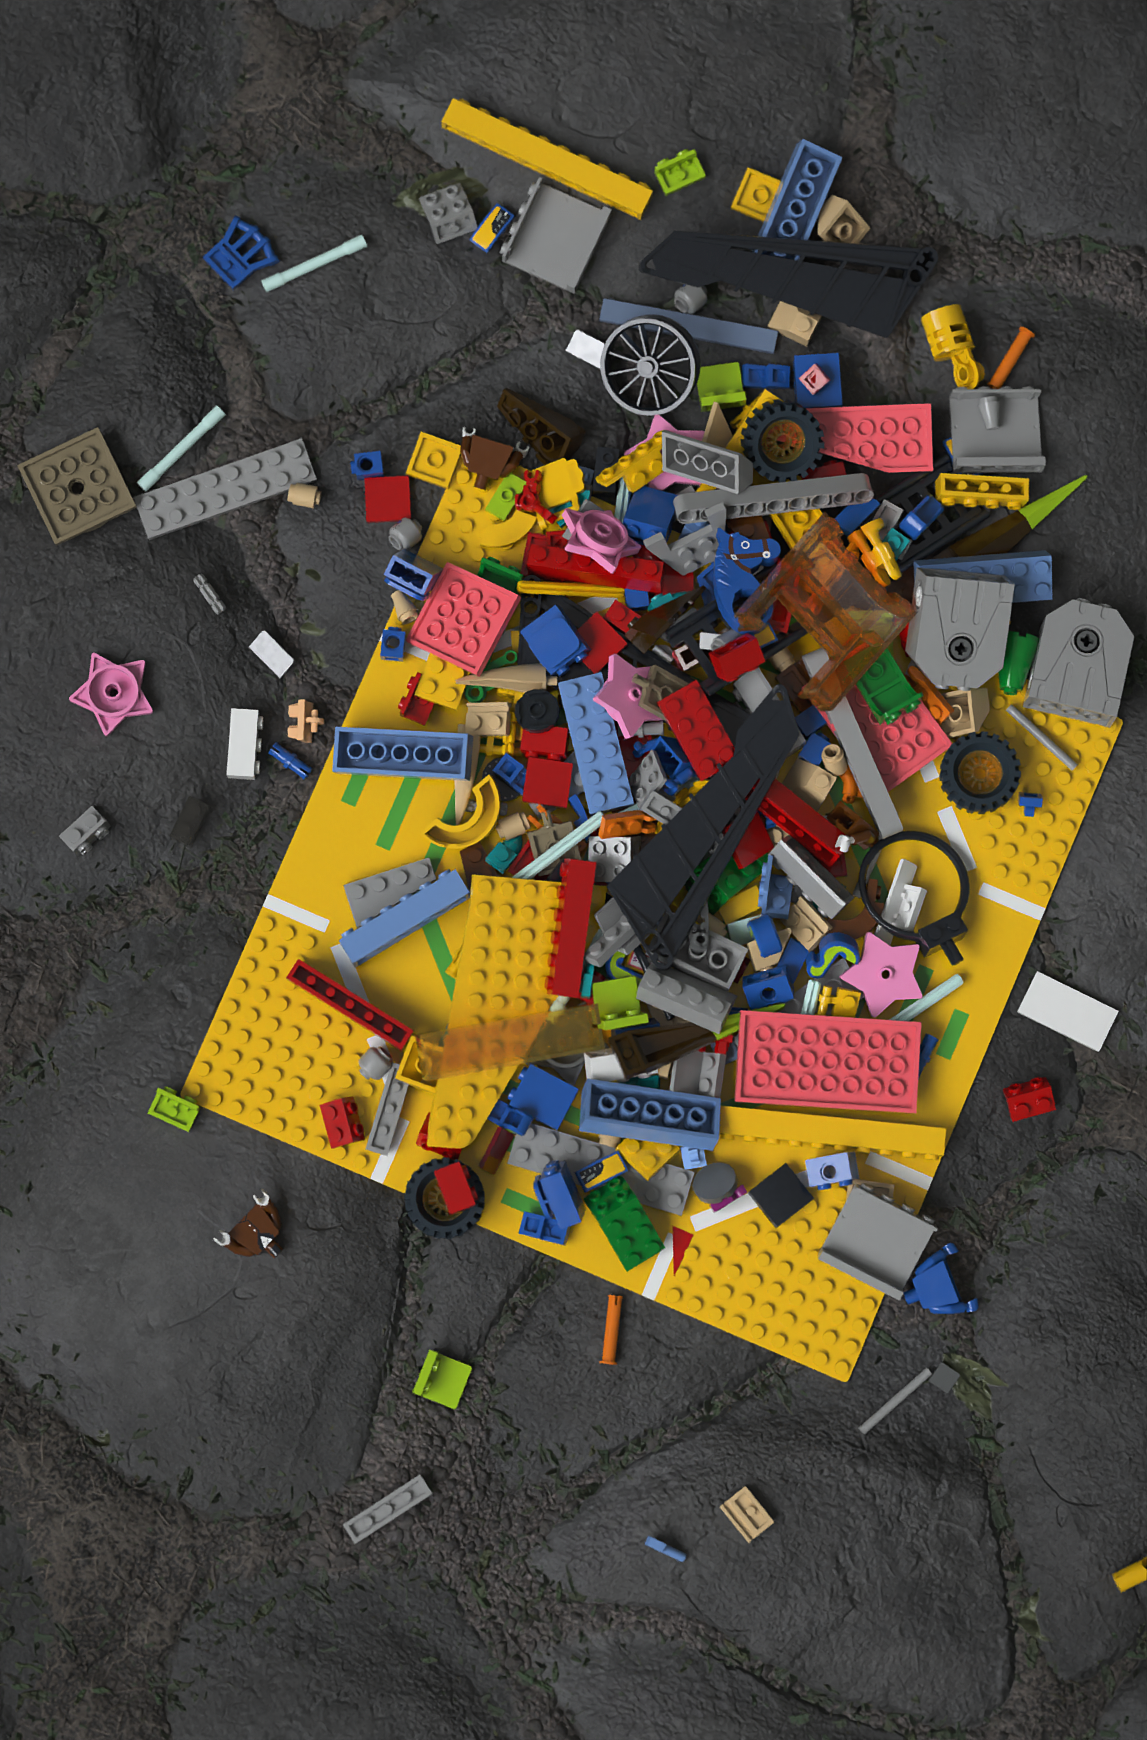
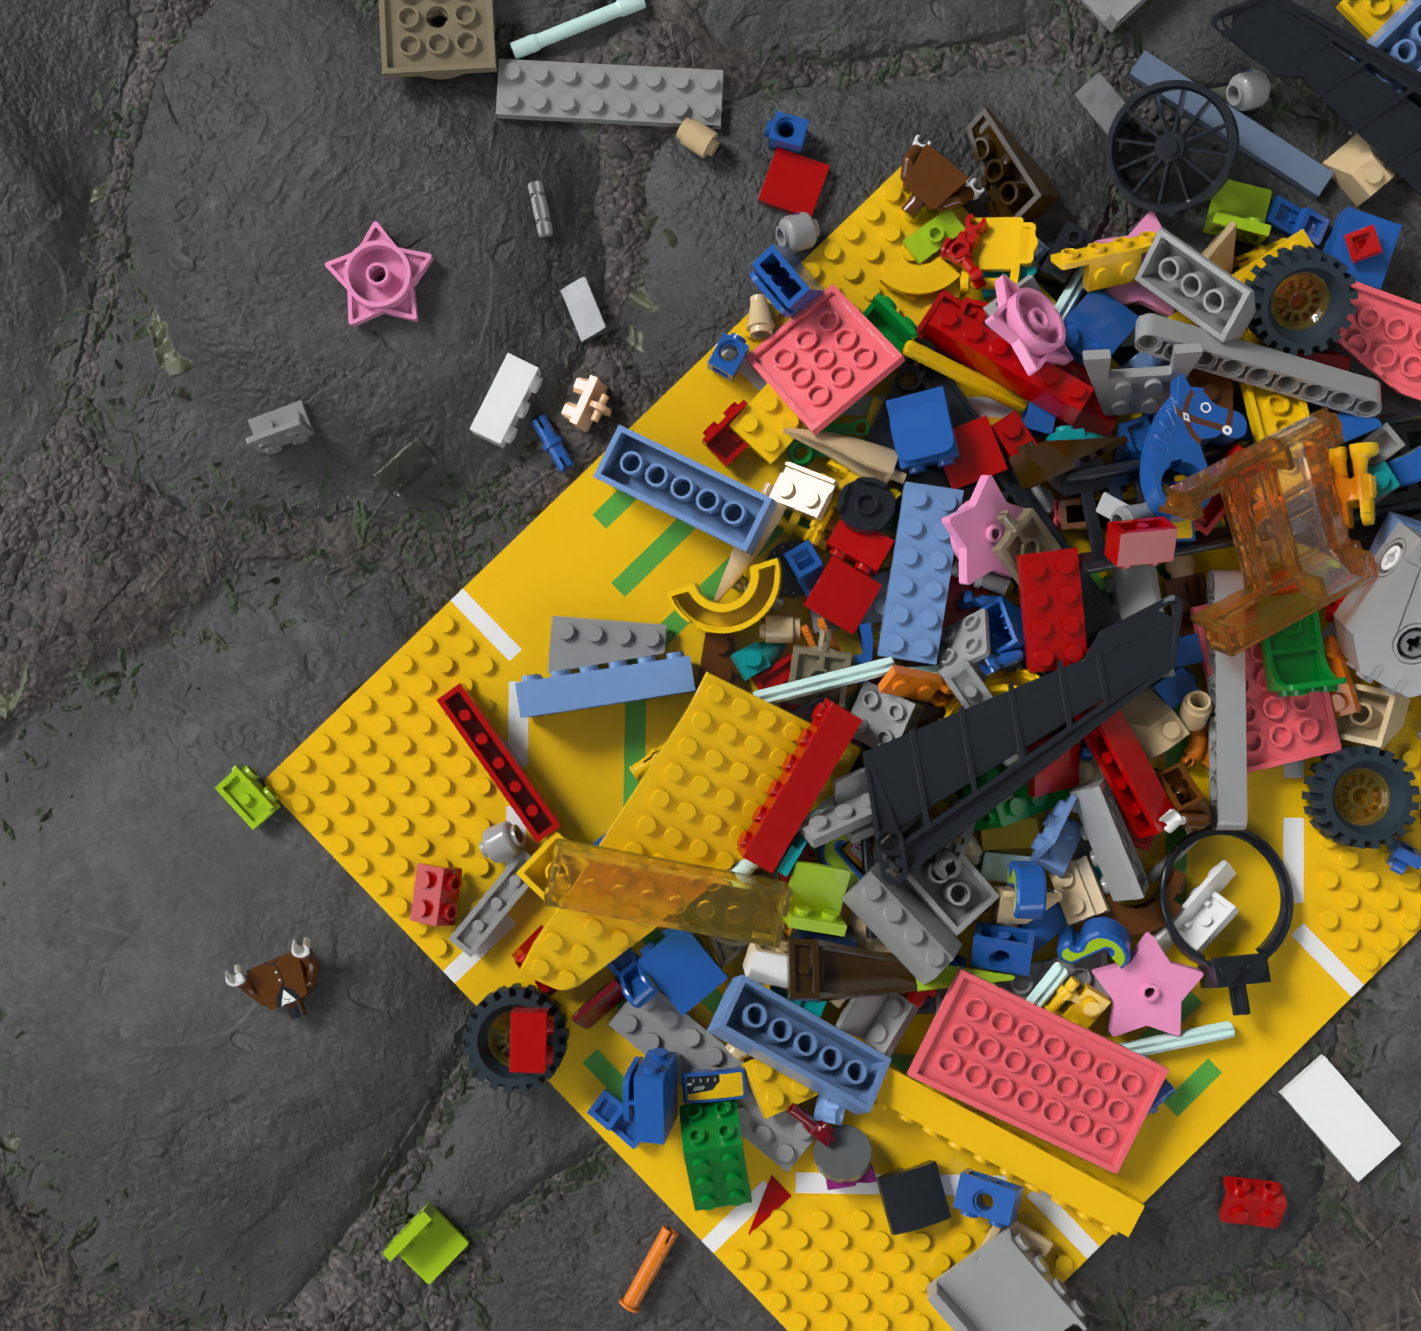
camera: 25 degrees right, 5 degrees up
(434, 460) = (866, 159): yellow plate -> none
(692, 1173) = (820, 1131): none -> dark red plate

